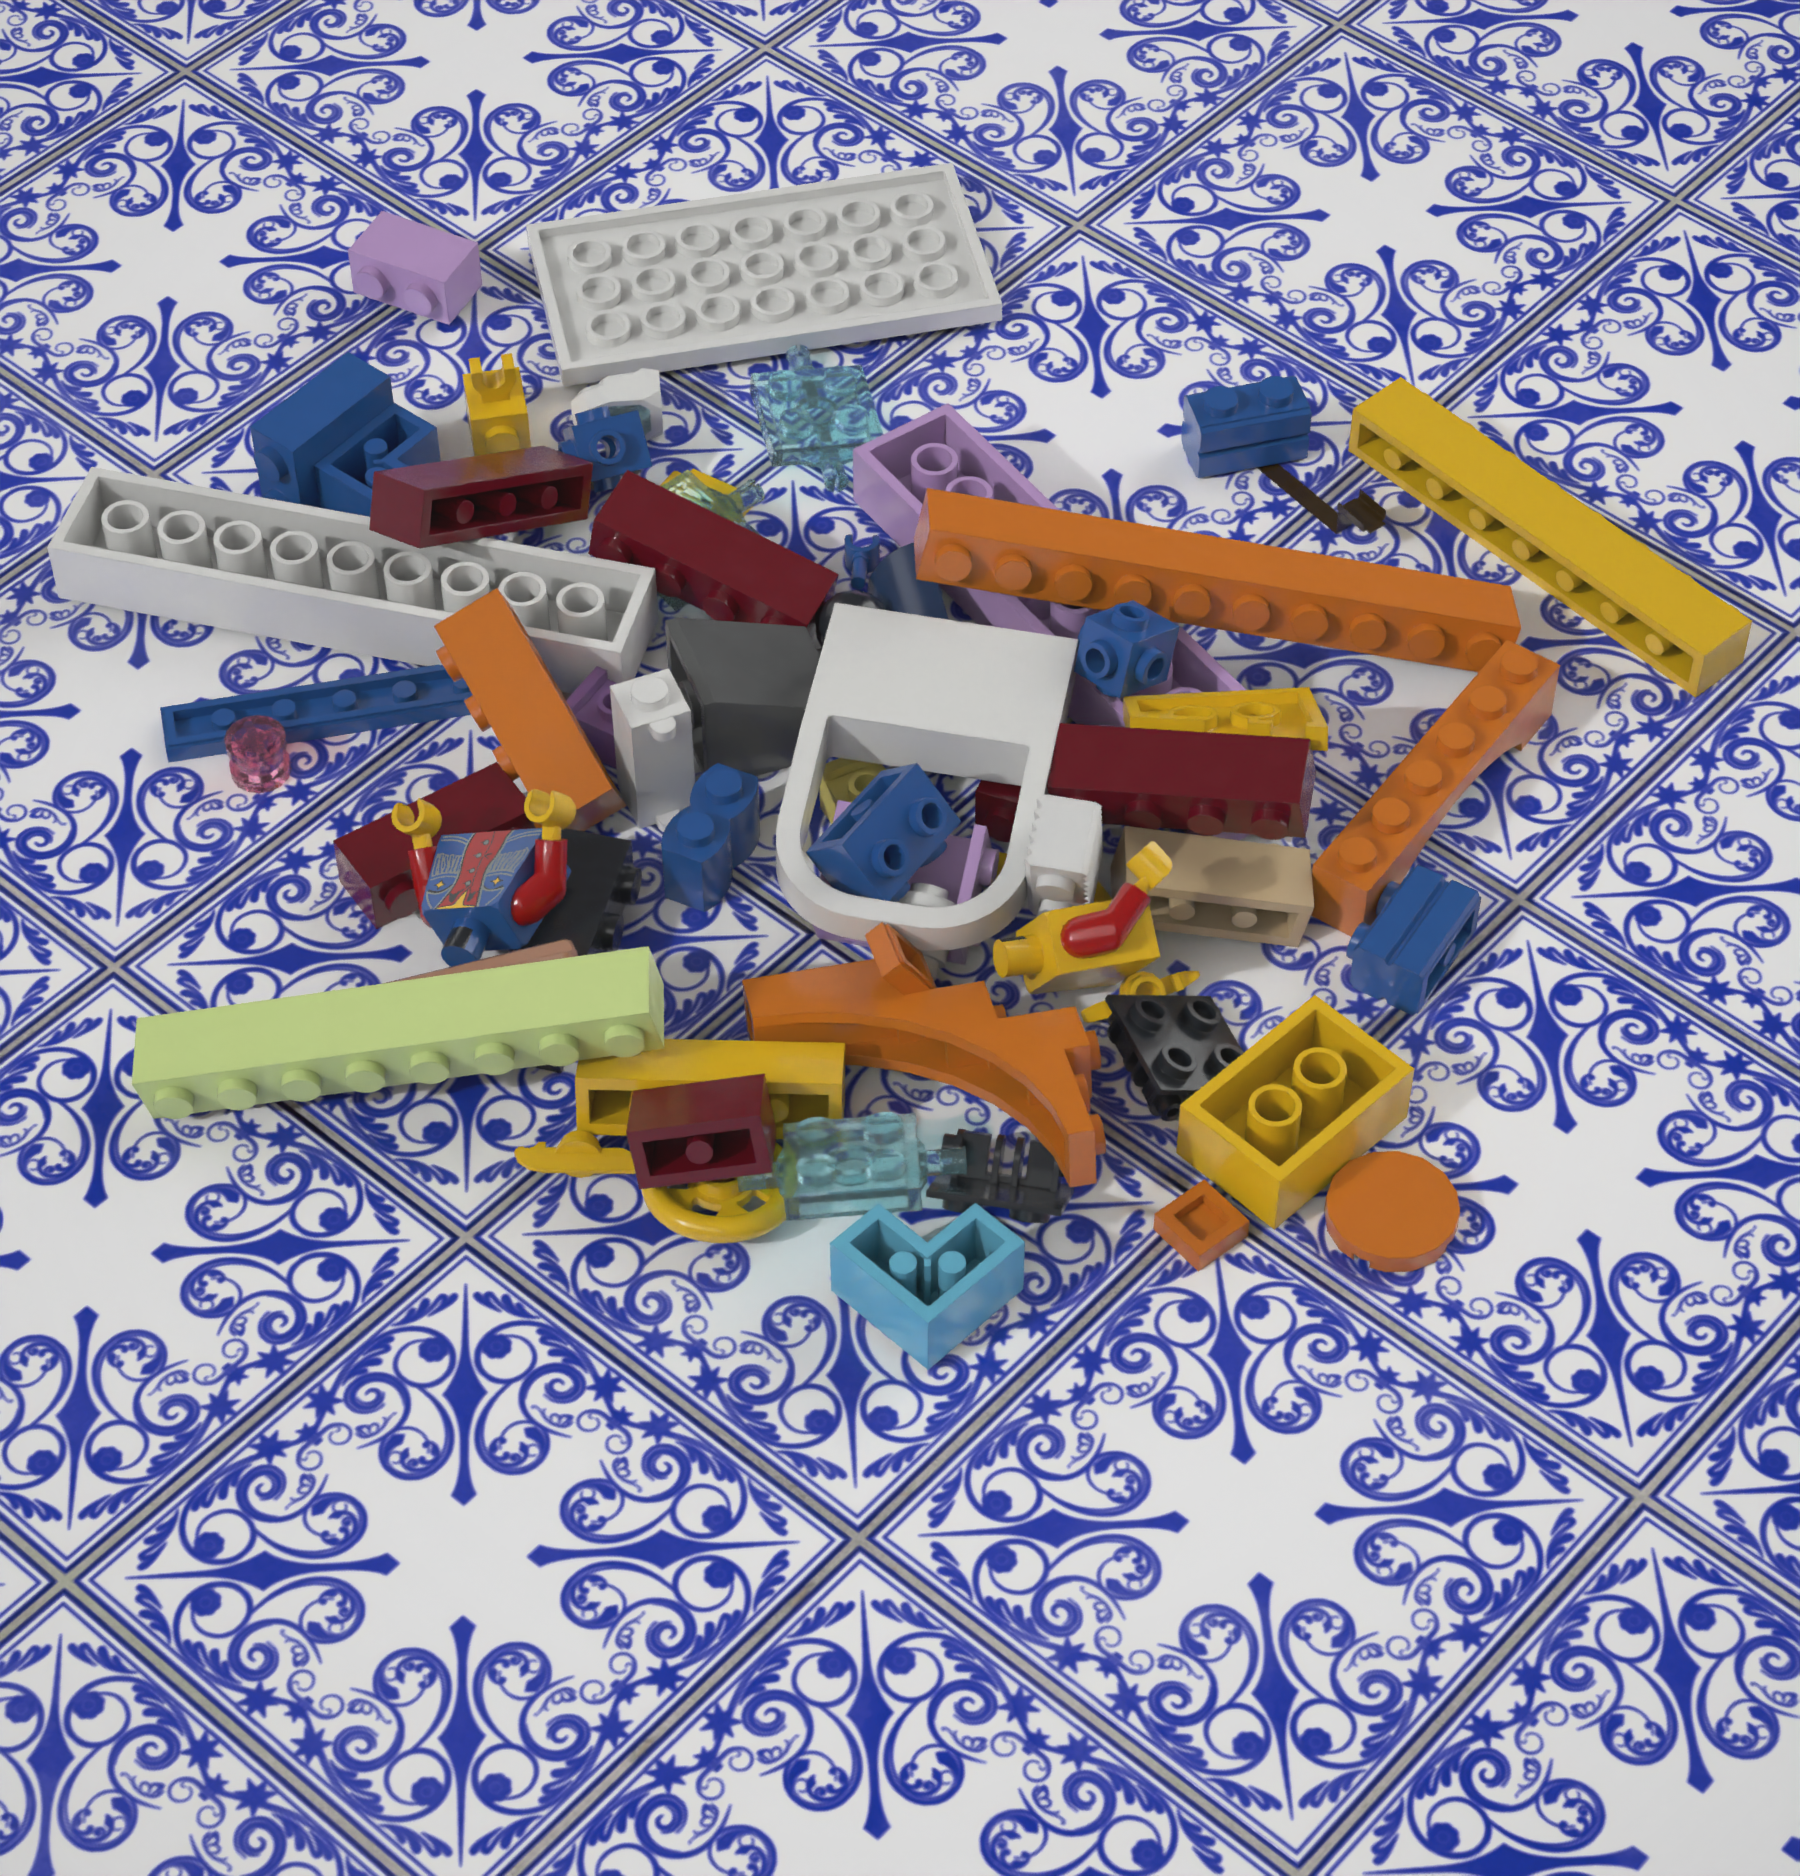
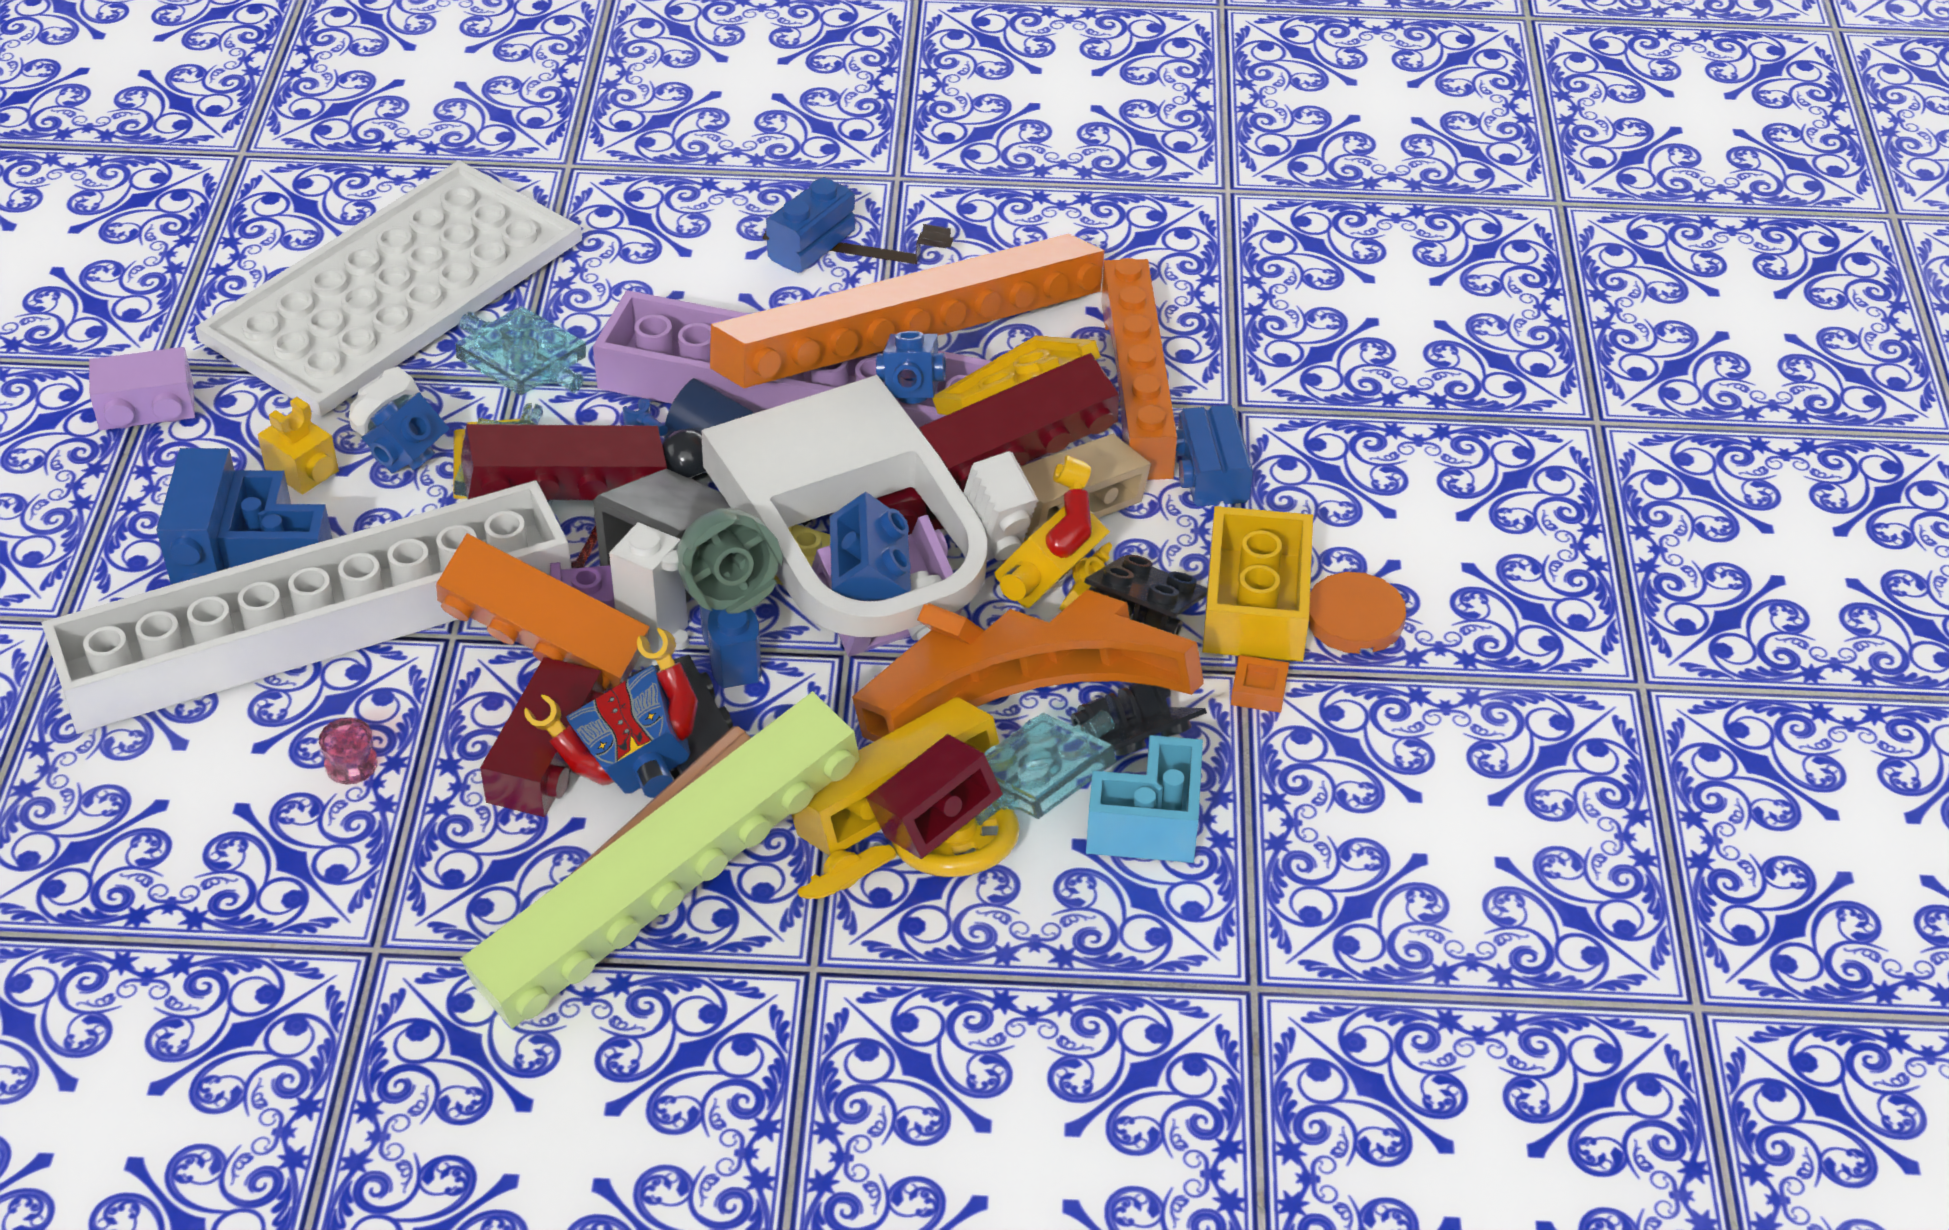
camera: 40 degrees left, 5 degrees down
(318, 709) = (364, 696): blue tile -> none
(480, 496) = (363, 497): dark red brick -> none
(720, 759) = (728, 560): none -> sand green cylinder
(1550, 537) = (1046, 200): yellow brick -> none

